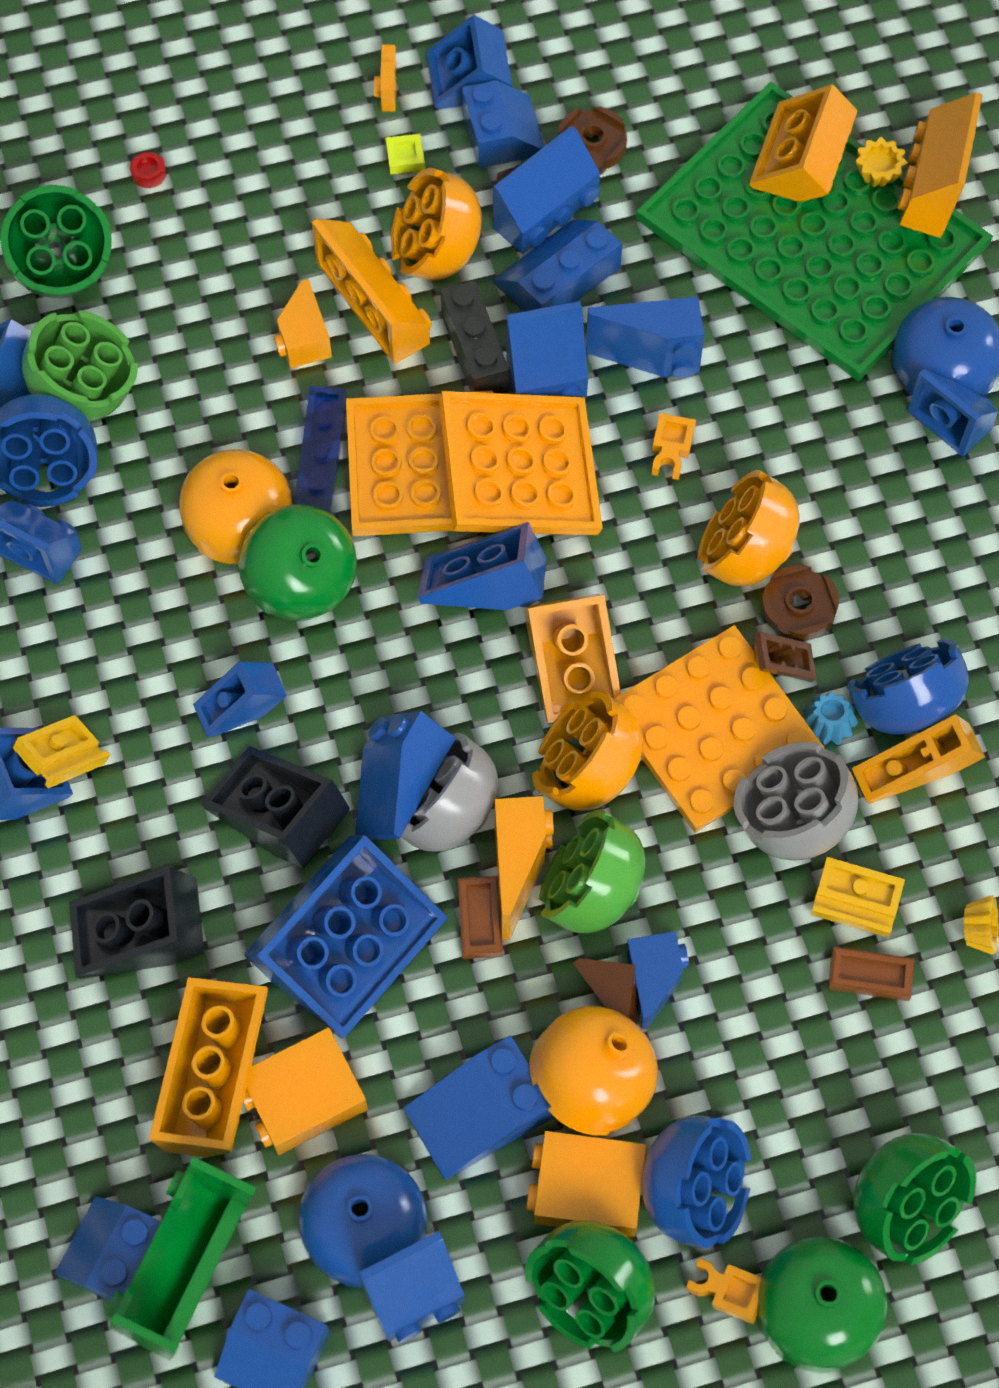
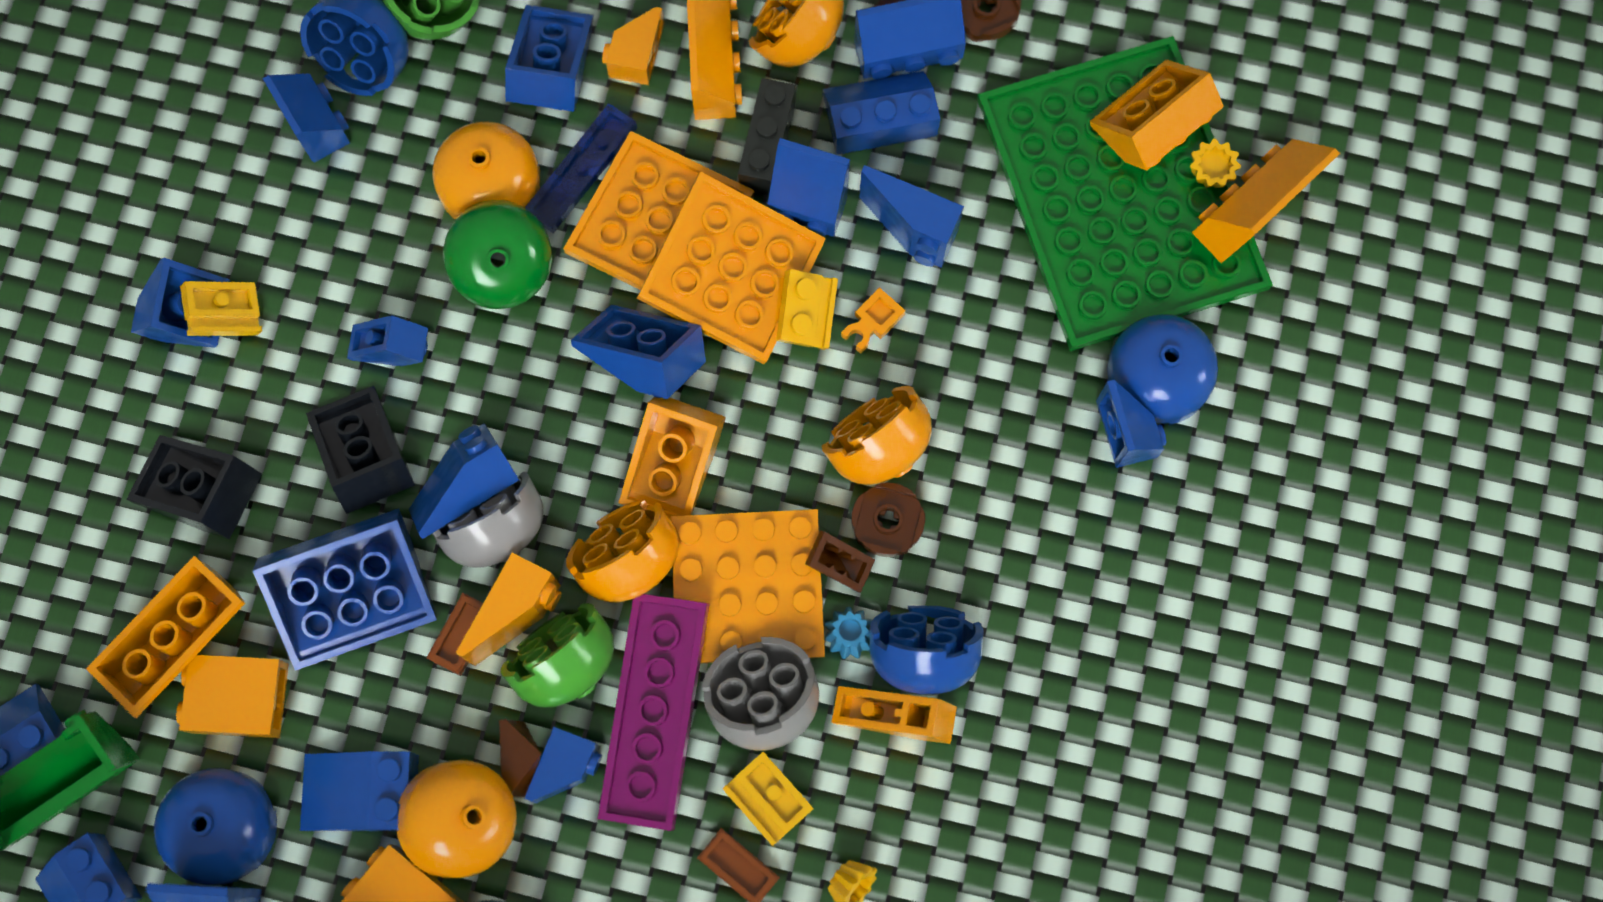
camera: 30 degrees right, 10 degrees up
(228, 377) = (548, 58): none -> blue slope
(608, 465) = (806, 309): none -> yellow plate
(708, 877) = (653, 712): none -> magenta plate

